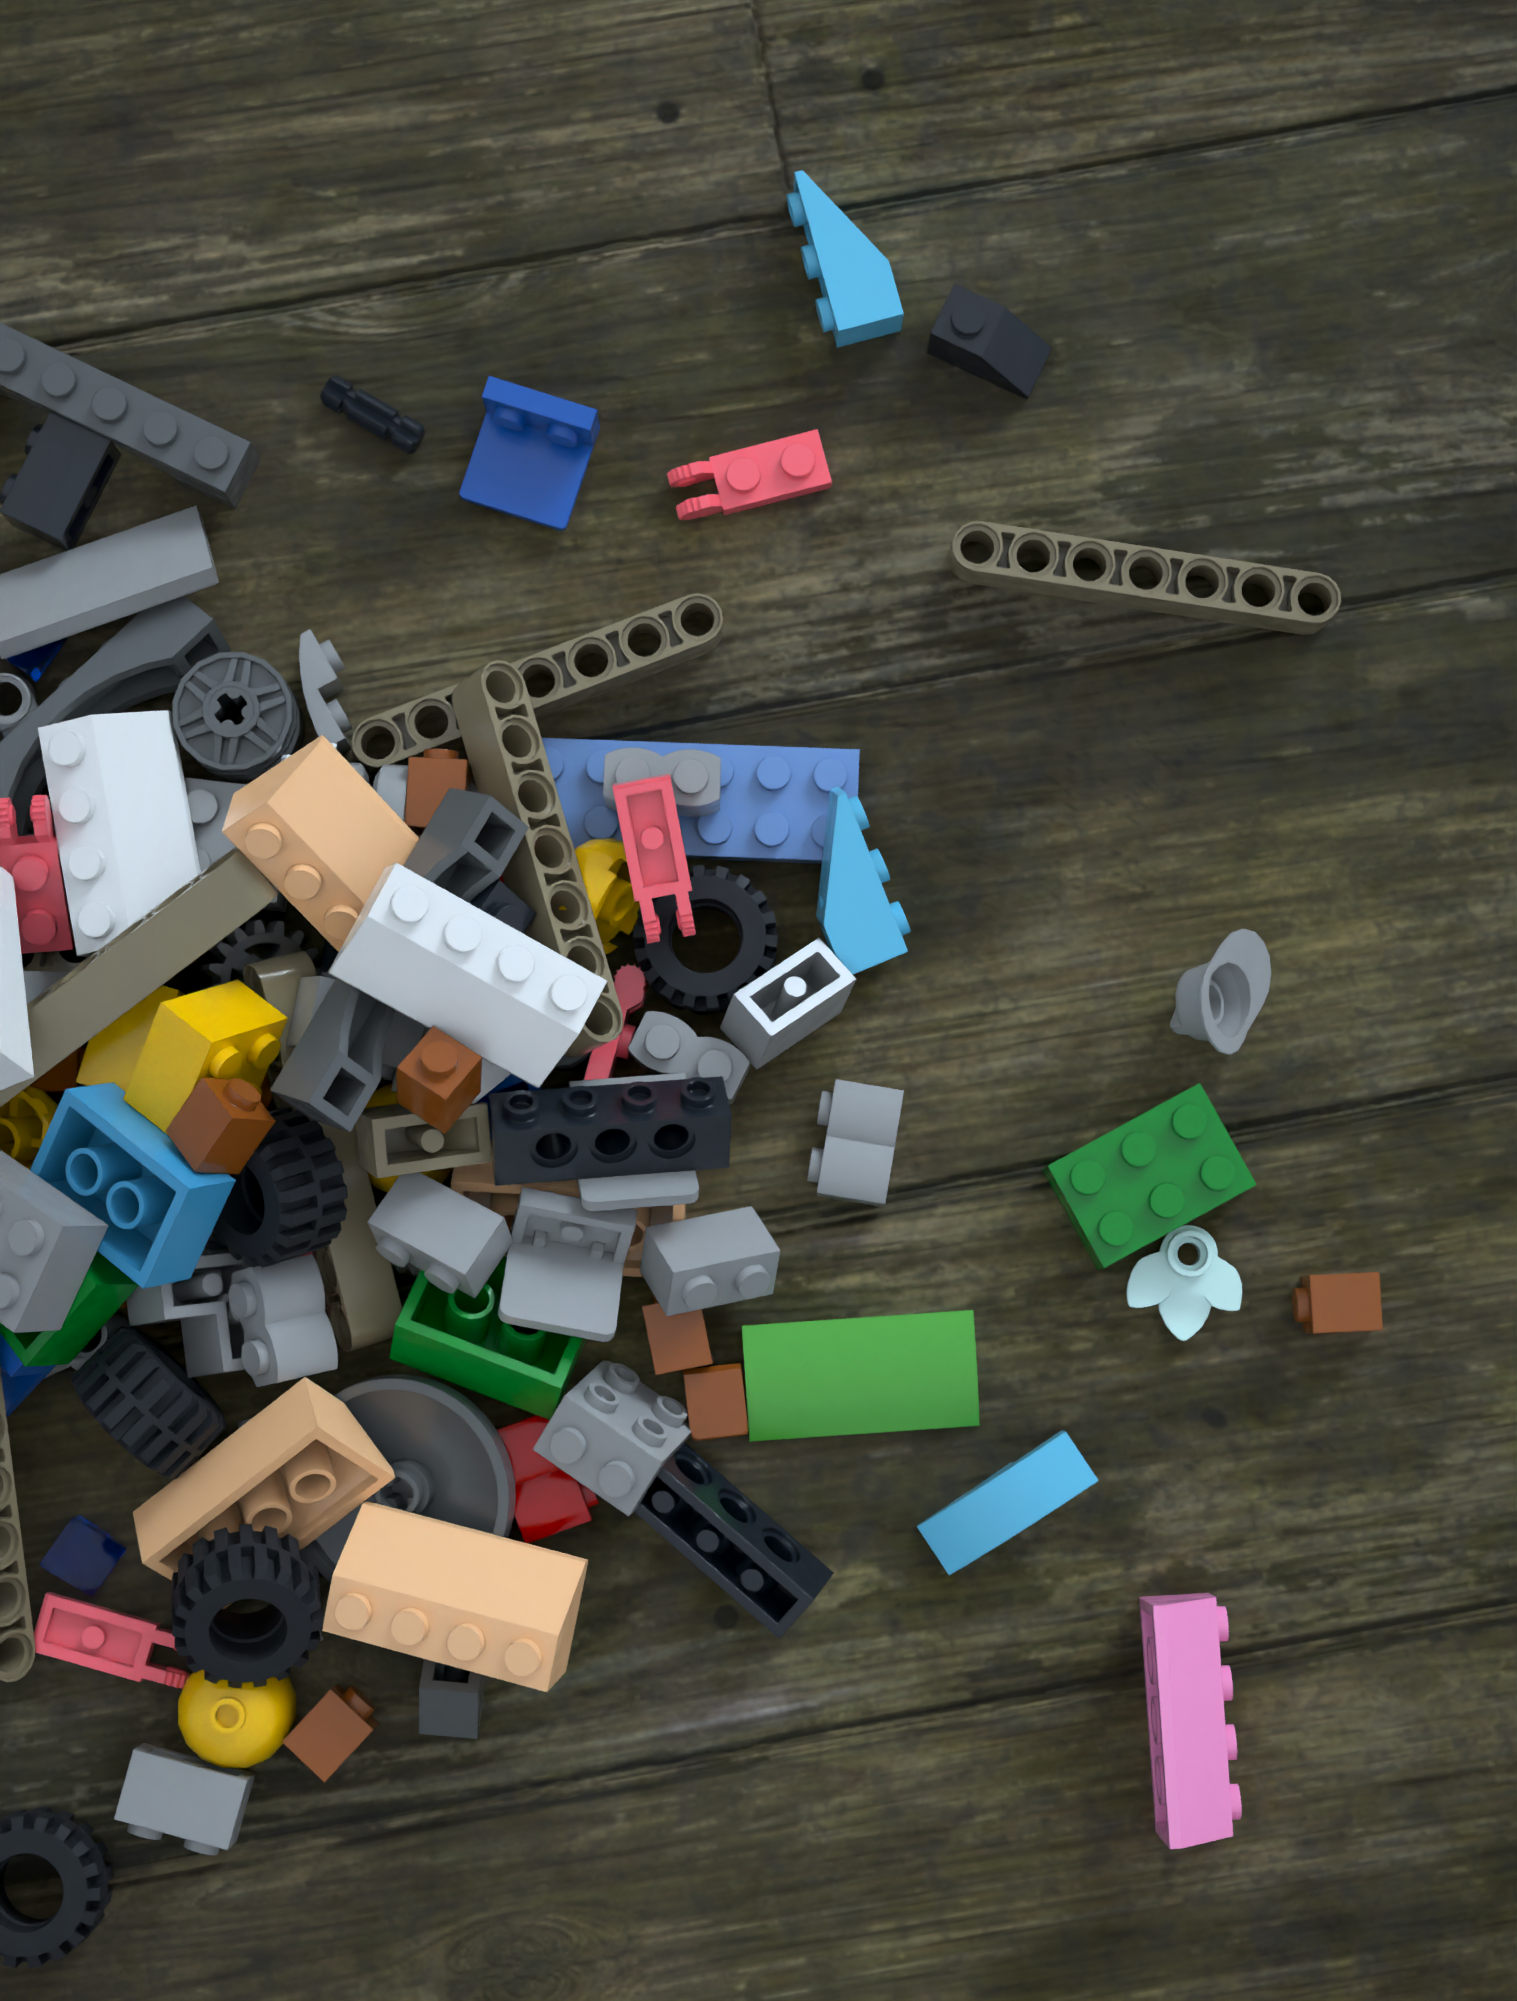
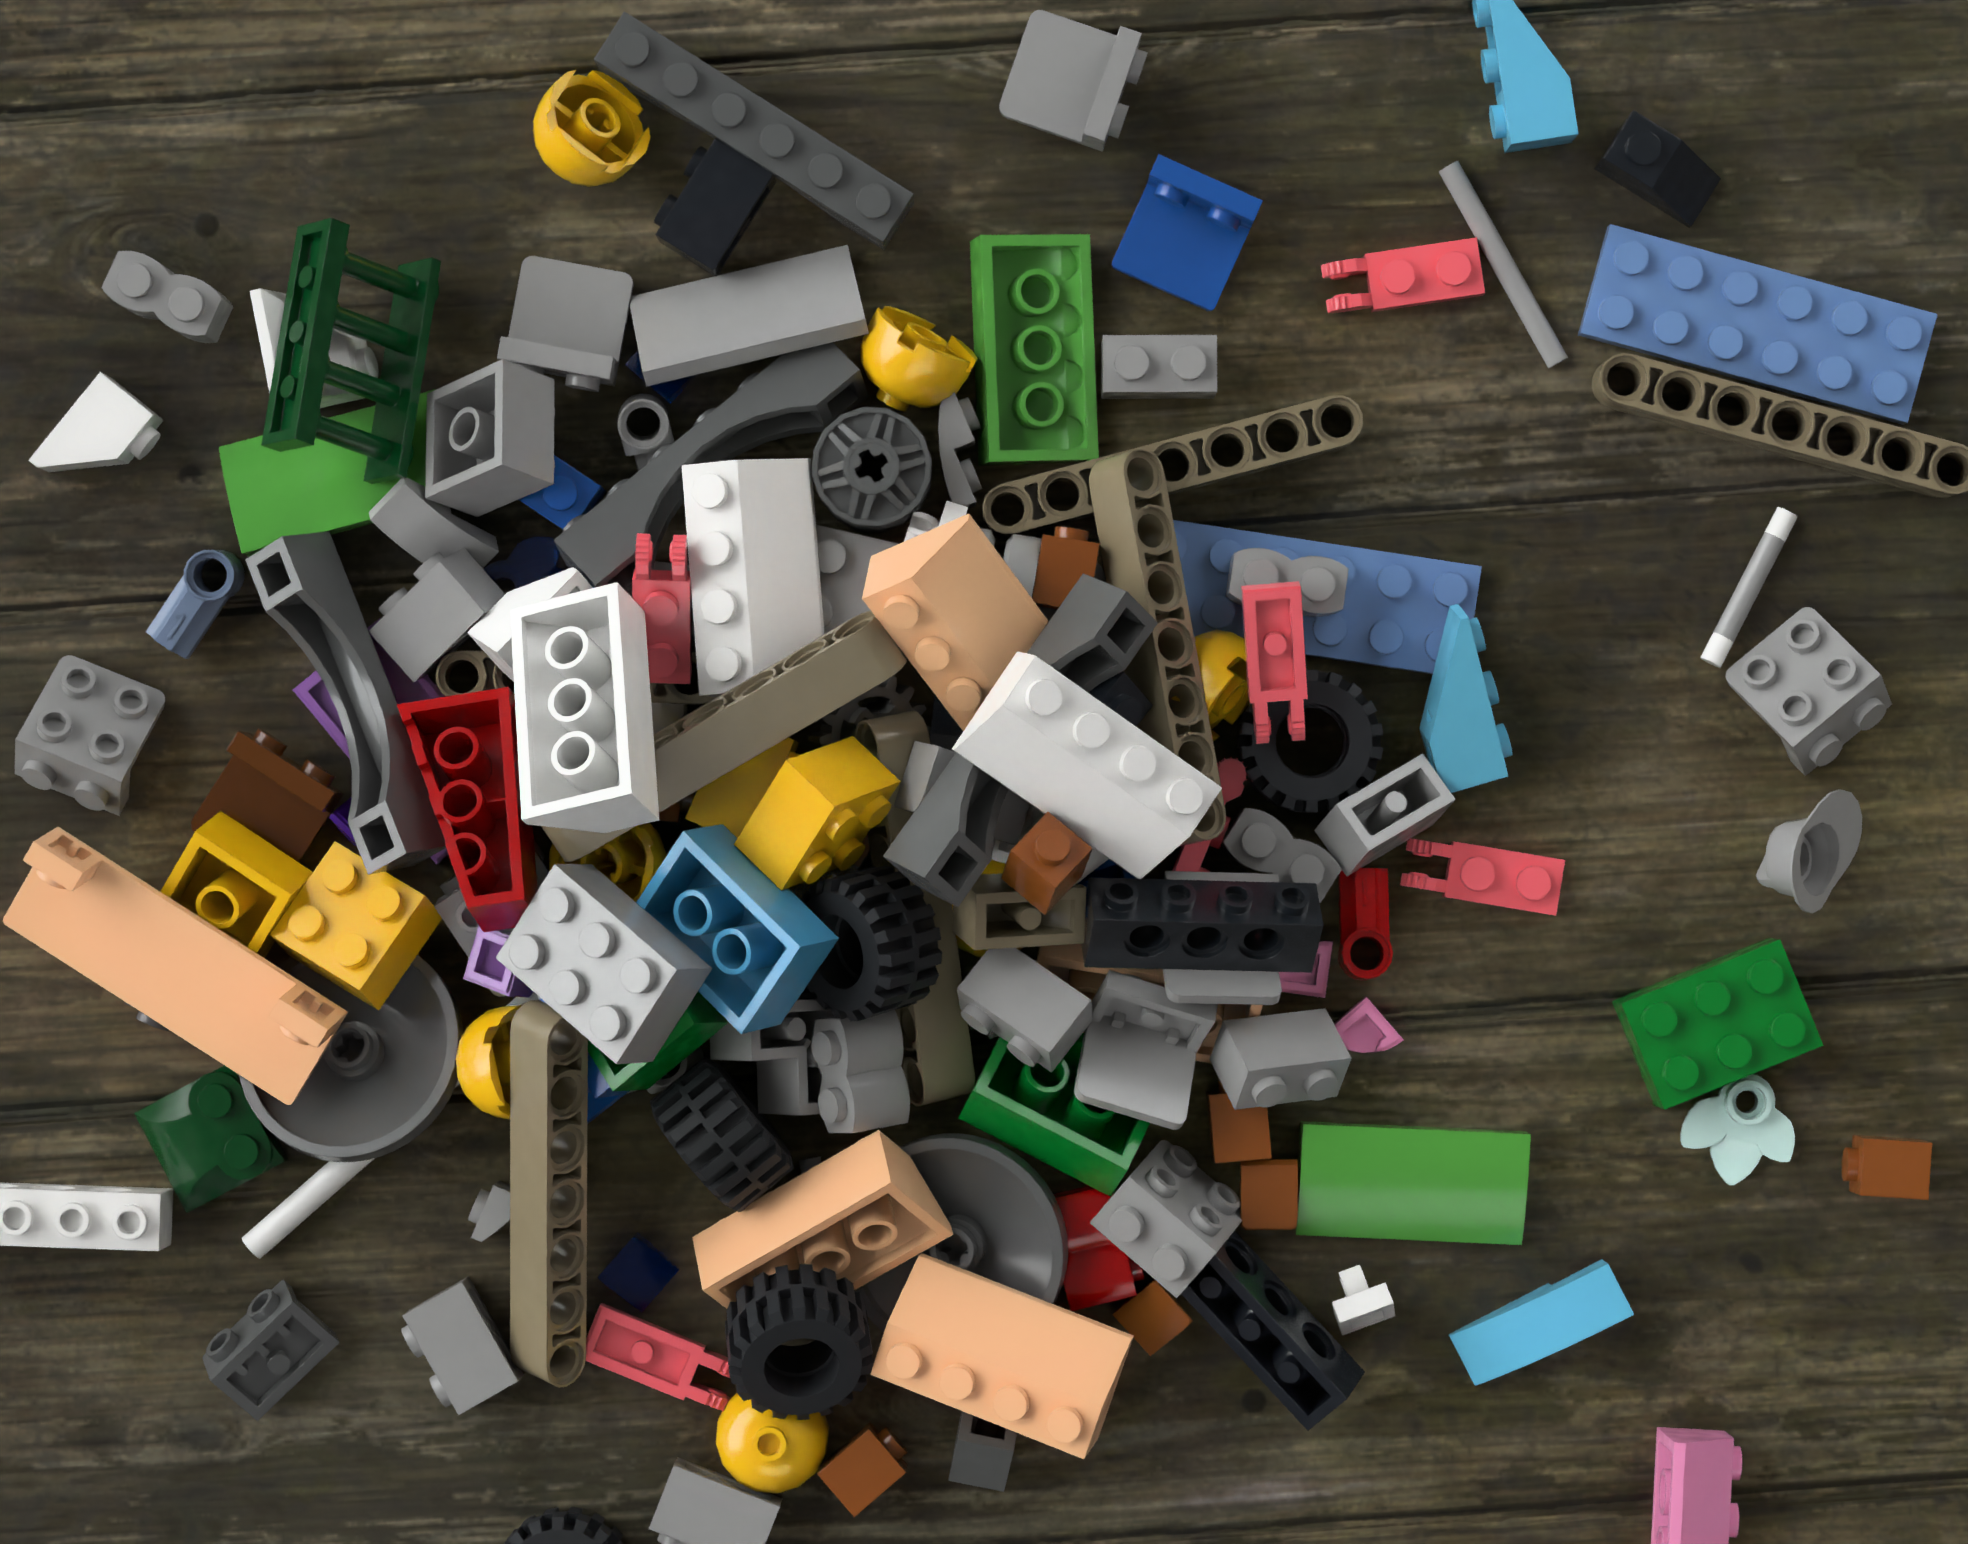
camera: 10 degrees right, 5 degrees up
(220, 1125) = (830, 884): dark orange brick -> none
(268, 608) = (912, 361): none -> yellow cylinder
(372, 414) = (1032, 171): black axle -> none
(391, 585) = (1034, 349): none -> bright green slope
(401, 319) = (1072, 79): none -> light grey bracket
(515, 588) = (1158, 366): none -> light grey brick
(612, 1541) = (1152, 1316): none -> dark orange slope
(731, 1181) = (1310, 983): none -> bright pink tile
(781, 1111) = (1364, 916): none -> red piece
(797, 1225) = (1366, 1029): none -> bright pink tile
(823, 1504) = (1362, 1304): none -> white tile
(847, 454) = (1503, 264): none -> light grey bar
(857, 1142) = (1435, 956): light grey brick -> none
(904, 1056) = (1491, 876): none -> coral hinge
(1105, 483) = (1757, 324): none -> medium blue plate
(1128, 742) = (1748, 587): none -> light grey bar
(1202, 834) = (1810, 688): none -> light grey bracket

